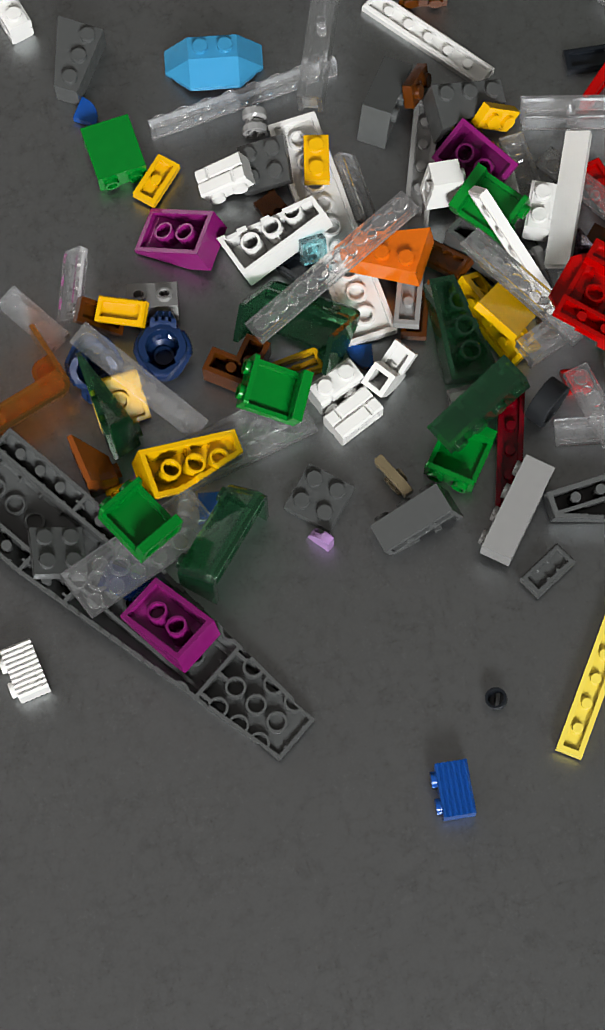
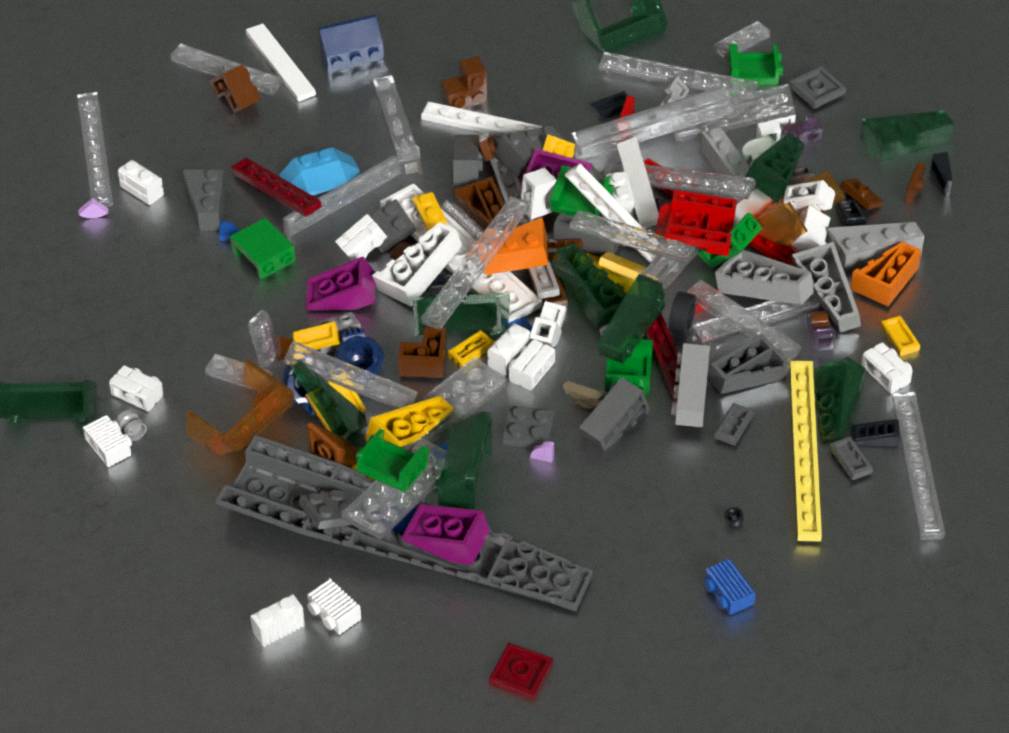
camera: 20 degrees left, 25 degrees down
(155, 72) = (276, 187): none -> dark red plate
(156, 181) = (305, 258): yellow plate -> none
(193, 817) = (521, 671): none -> dark red tile
(254, 122) = (368, 201): light grey wheel -> none
(273, 390) = (463, 357): green panel -> none
(312, 249) = (451, 261): clear light blue plate -> none
(382, 168) = (480, 201): none -> reddish brown wedge

